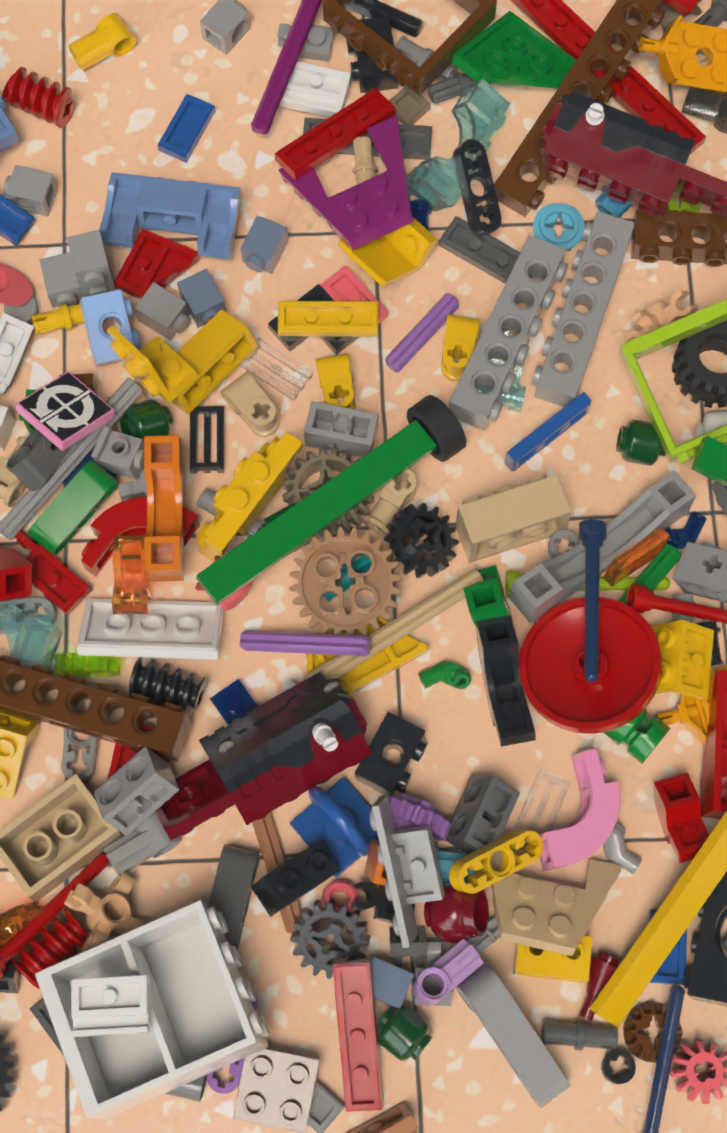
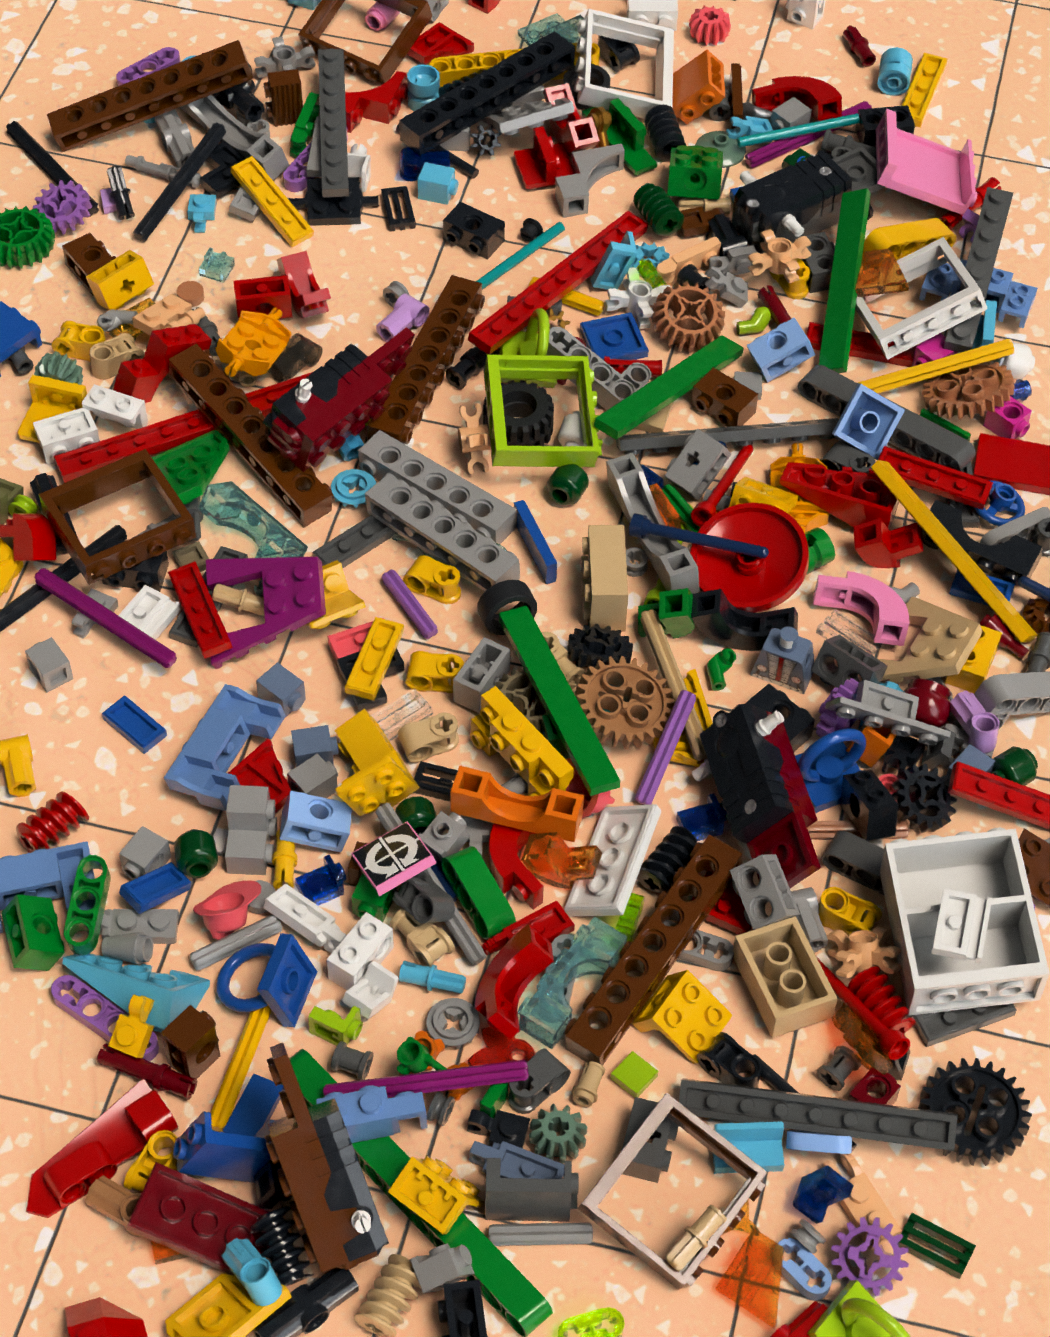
camera: 75 degrees left, 20 degrees down
(44, 234) = (195, 853): none -> dark green head
(49, 359) = (322, 883): none -> clear blue bracket
(158, 891) = (849, 911): none -> yellow piece
(469, 743) = (785, 660): none -> sand blue torso
(481, 861) = (893, 660): yellow beam -> none
(483, 175) = (301, 521): black beam -> none

